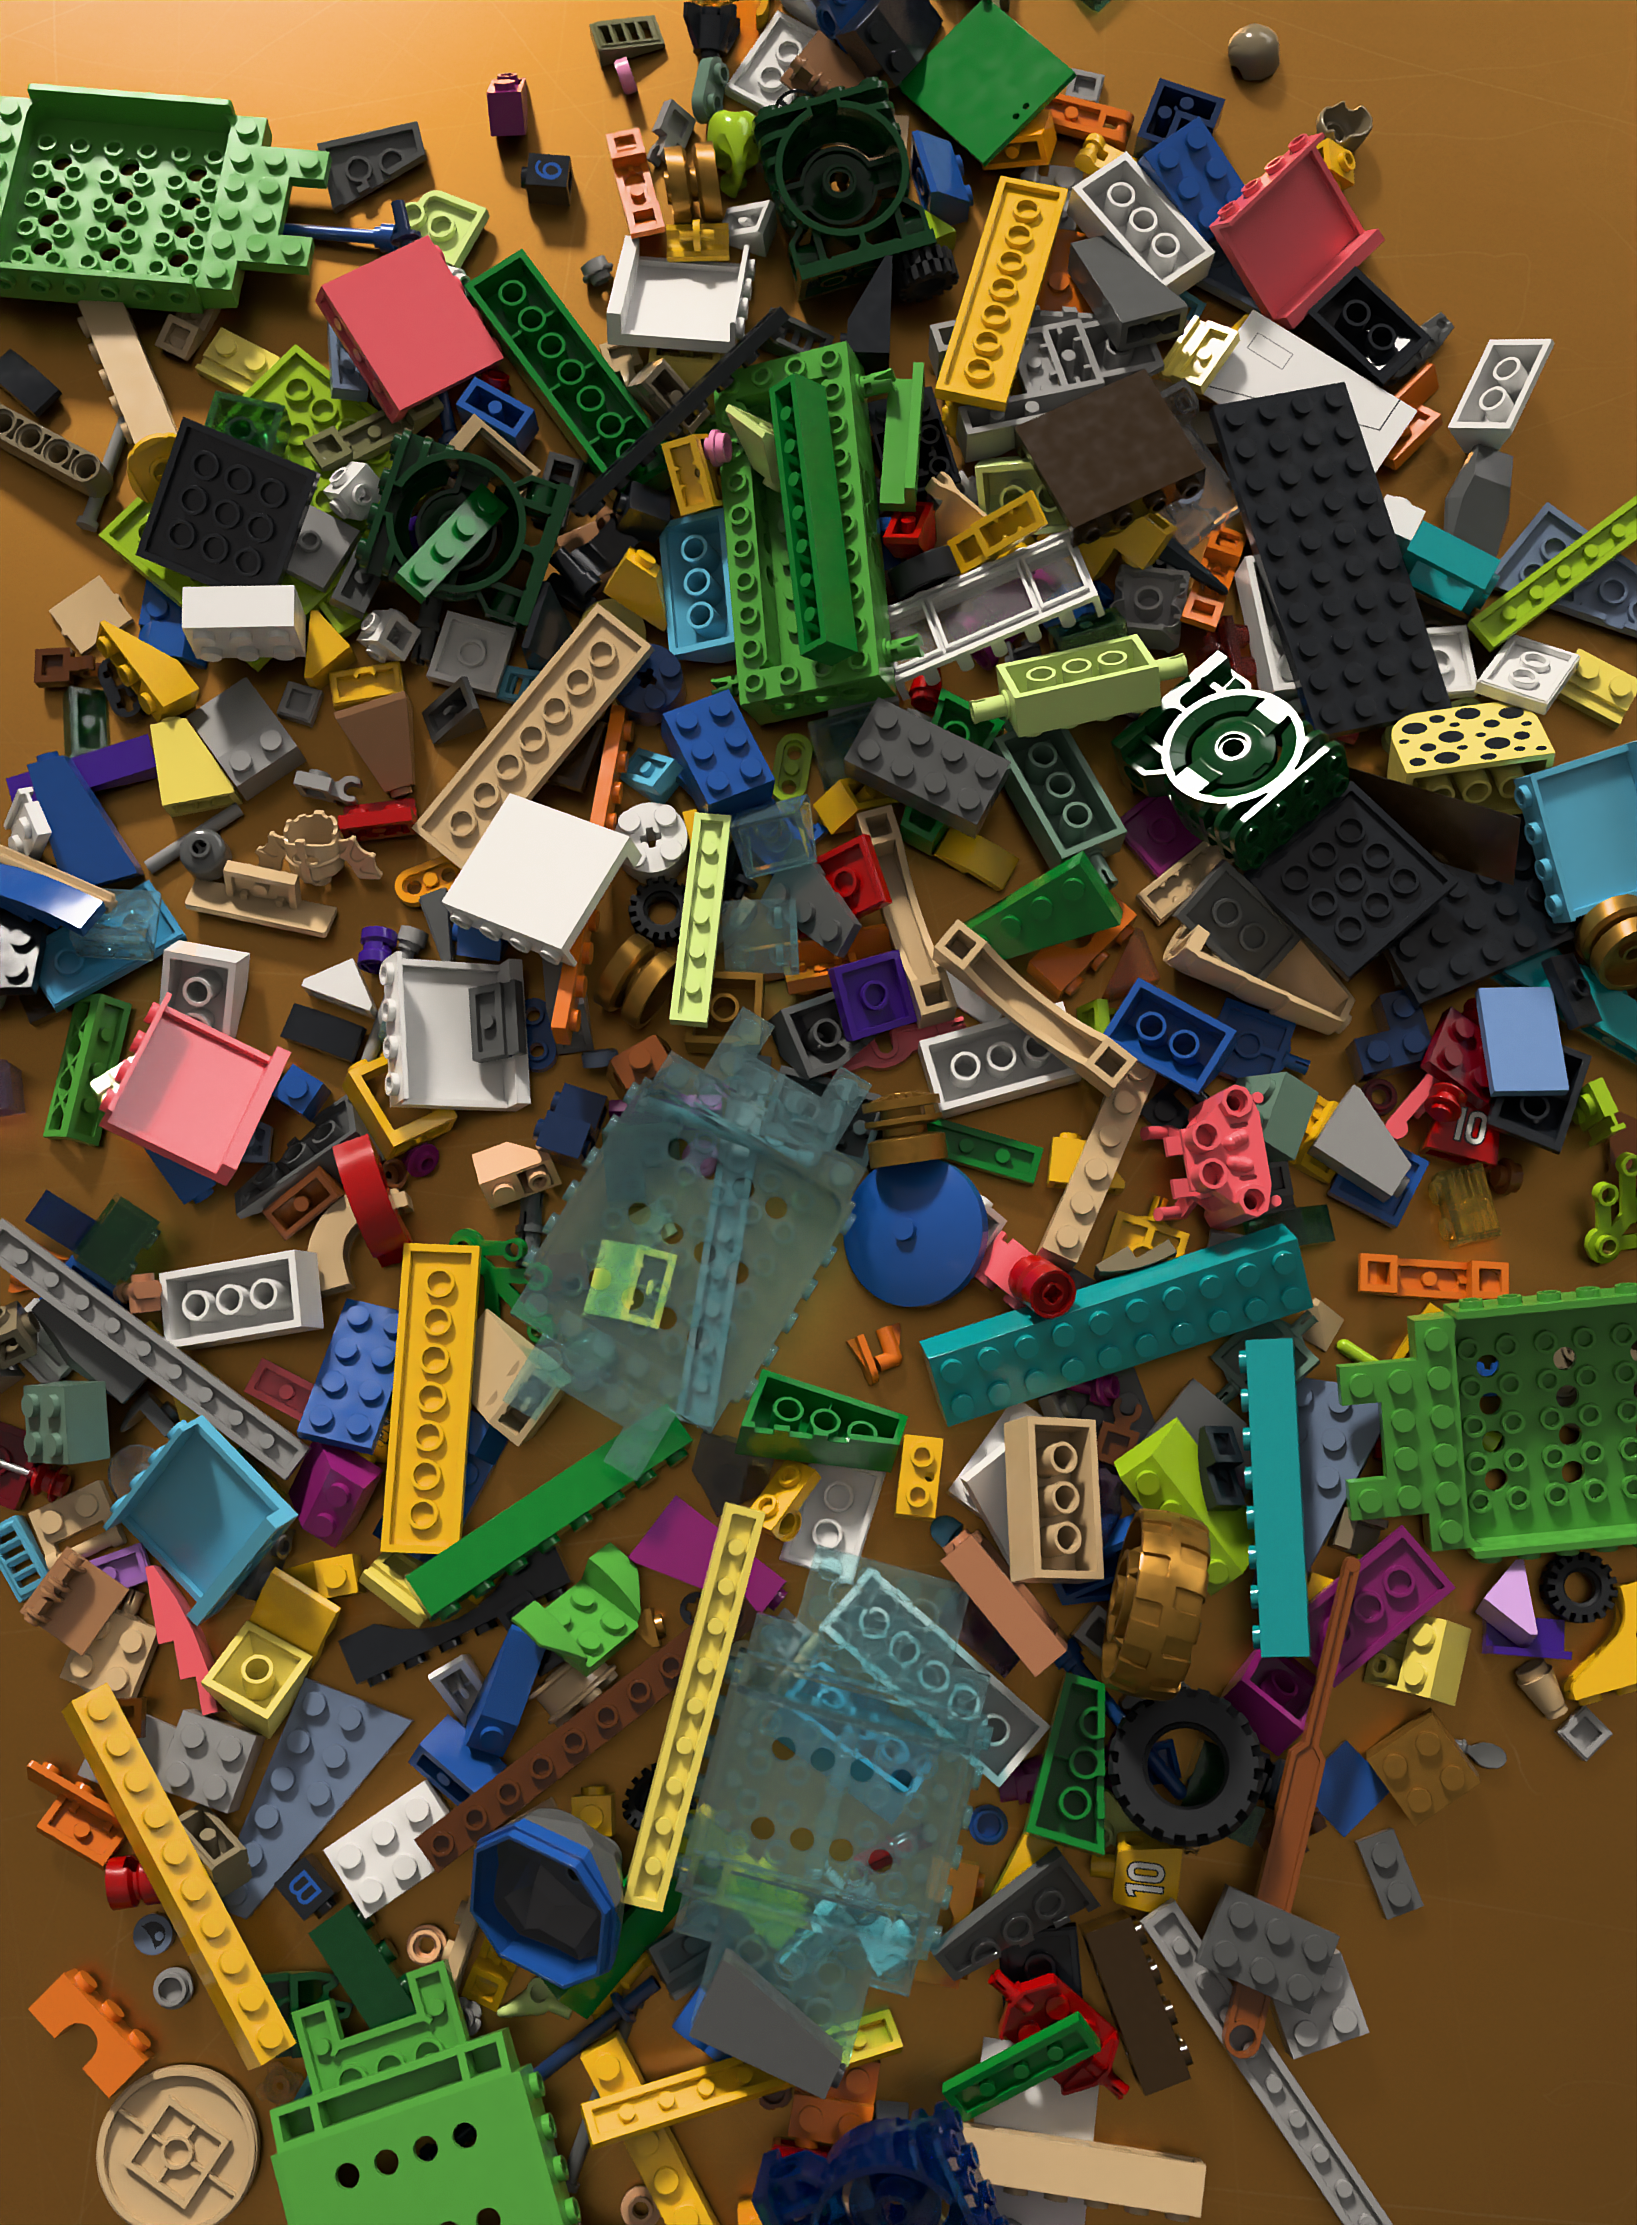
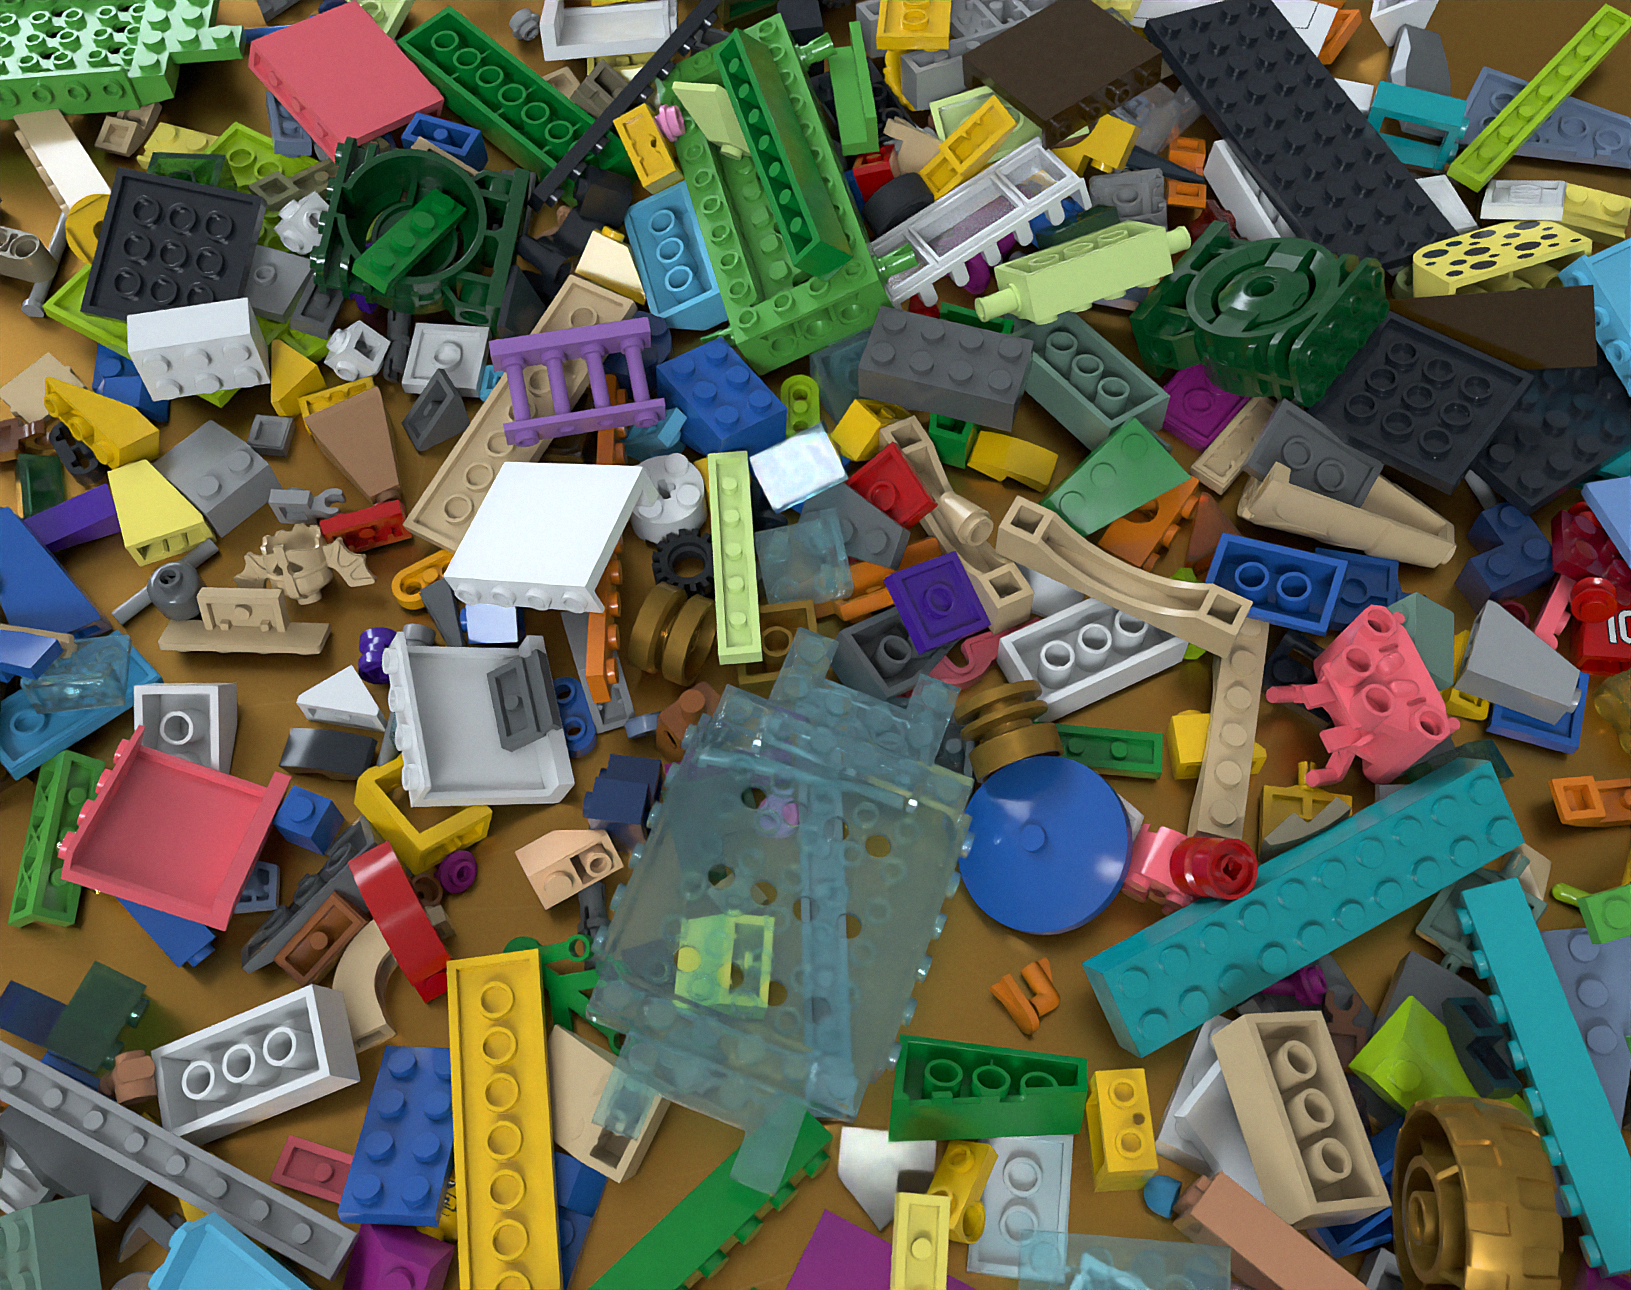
camera: 10 degrees left, 15 degrees down
(567, 692) = (590, 344): none -> medium lavender fence
(915, 918) = (966, 519): none -> tan cone

